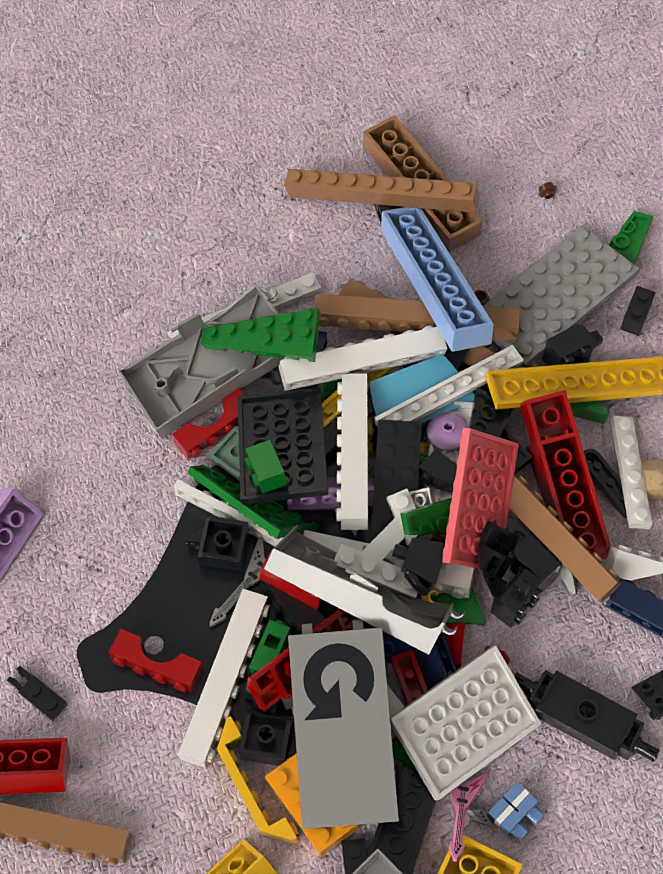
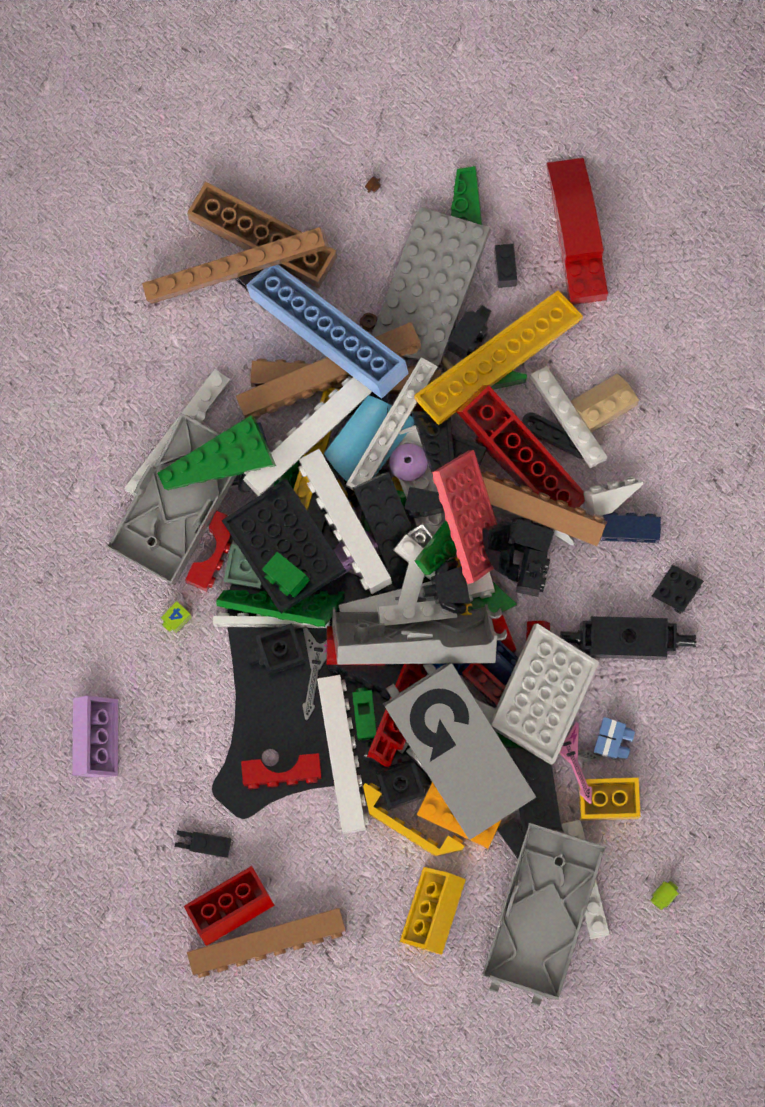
camera: 25 degrees left, 15 degrees up
(142, 466) = (175, 617): none -> lime brick

